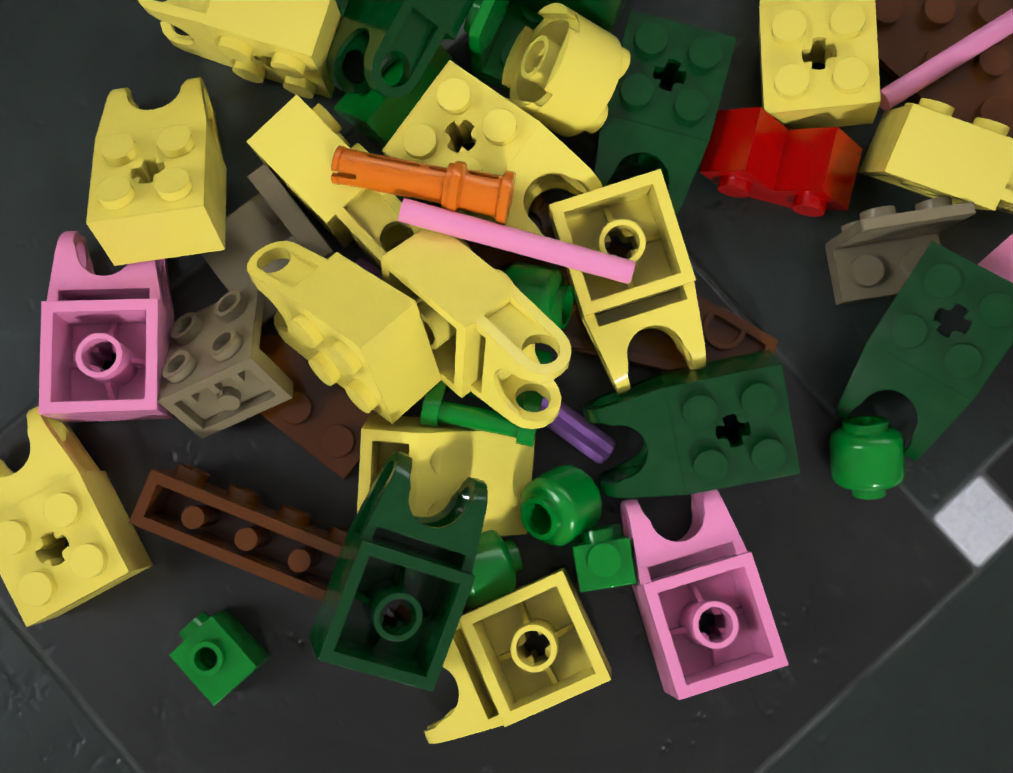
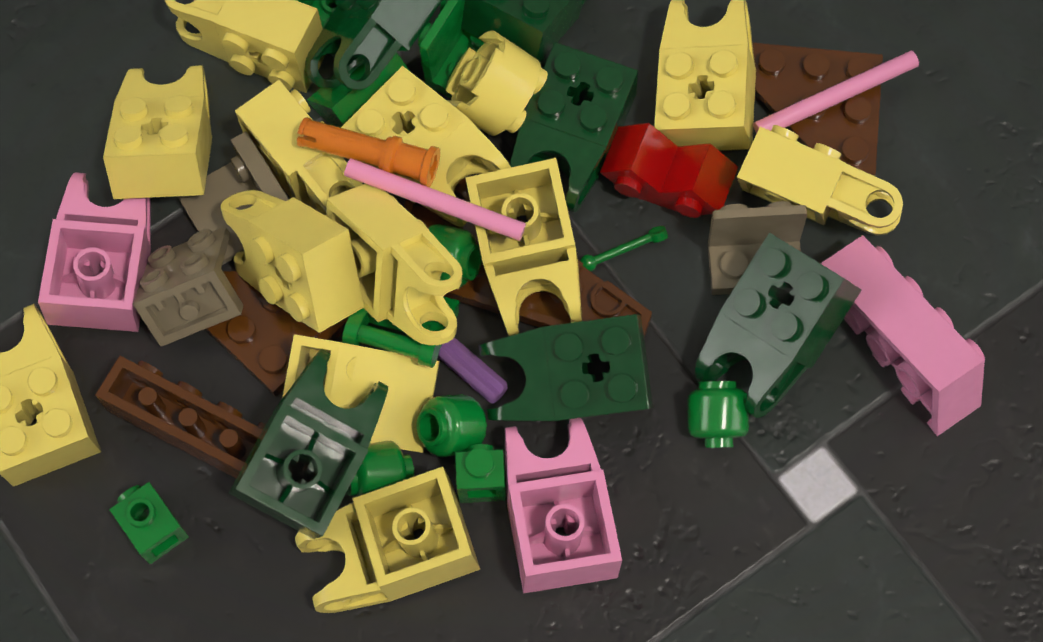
camera: 10 degrees right, 15 degrees down
(767, 239) = (654, 235): none -> green hinge

